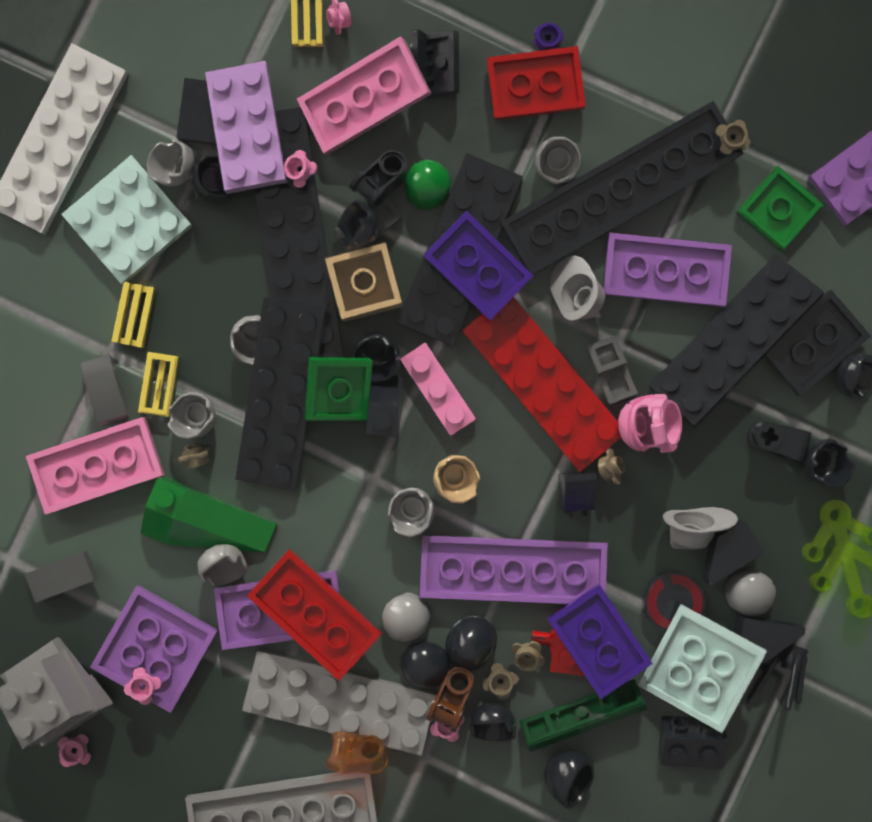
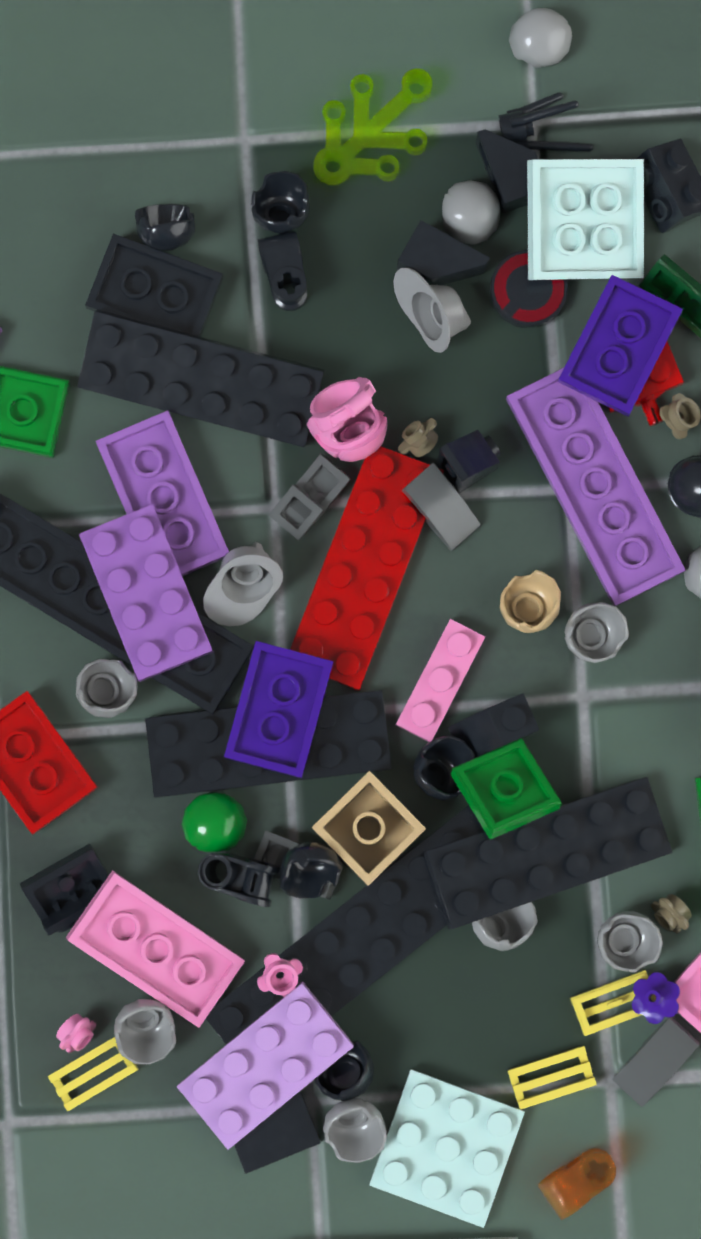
camera: 120 degrees left, 5 degrees down
(55, 287) = (570, 1186): none -> clear orange piece
(144, 419) = (666, 998): none -> dark purple plant
(313, 60) = (145, 1031): none -> light grey hair
(555, 455) = (441, 506): none -> slope
(608, 221) = (145, 593): none -> medium lavender plate
(847, 711) = (540, 37): none -> light grey hair

